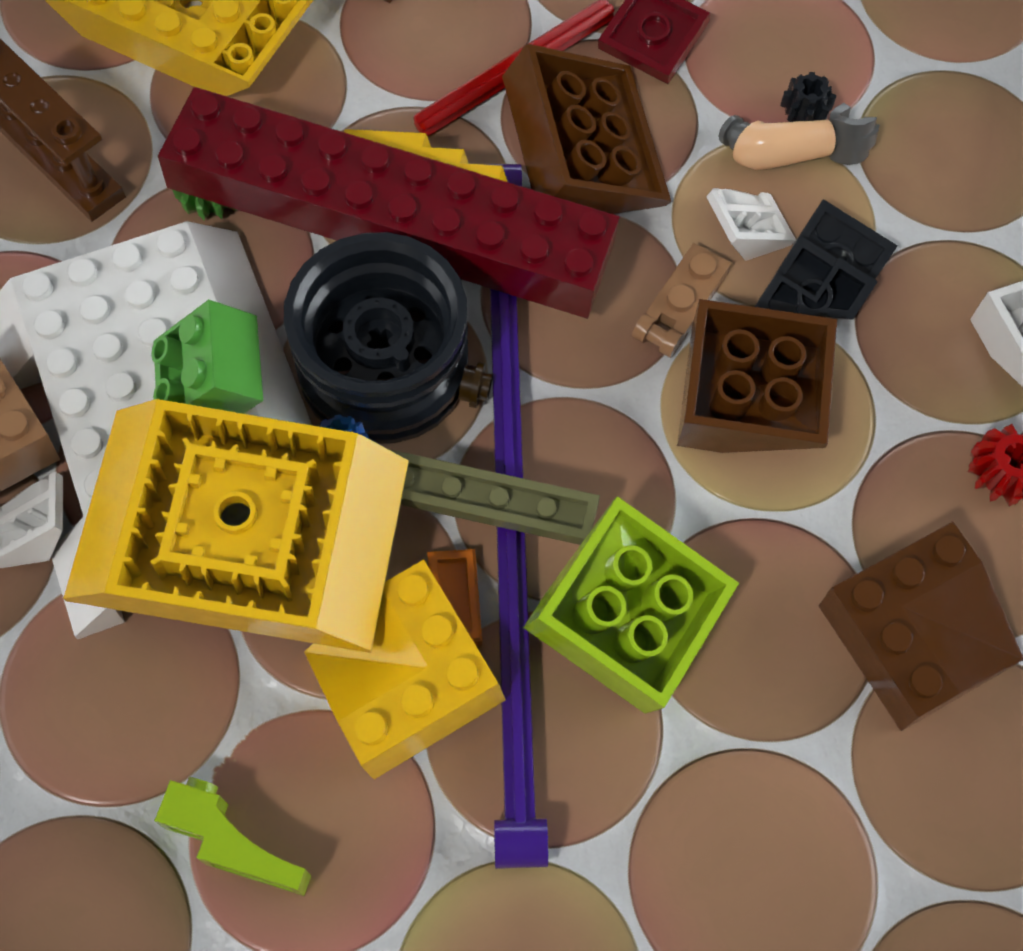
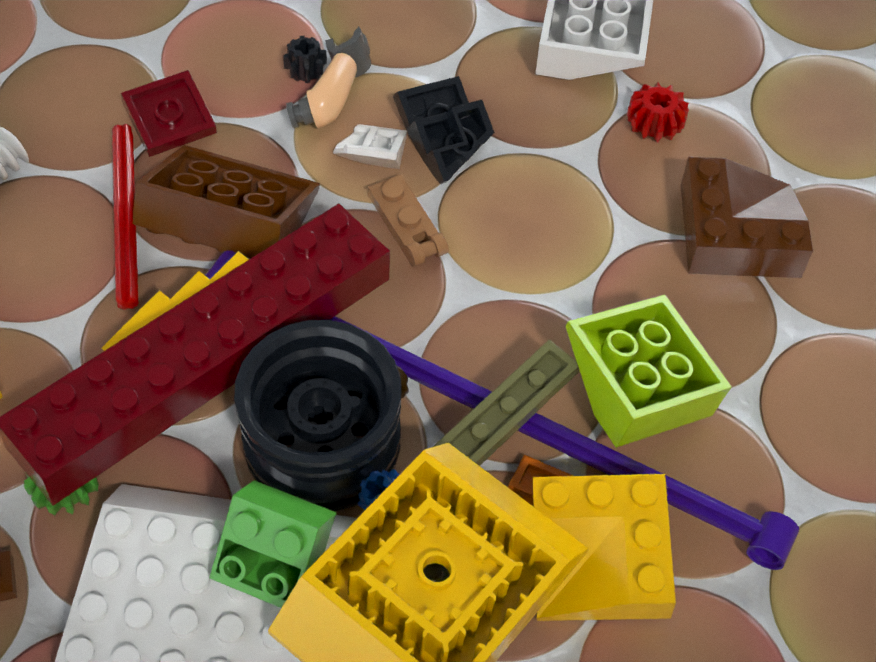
camera: 60 degrees left, 10 degrees down
(757, 380) = (510, 207): reddish brown slope -> none

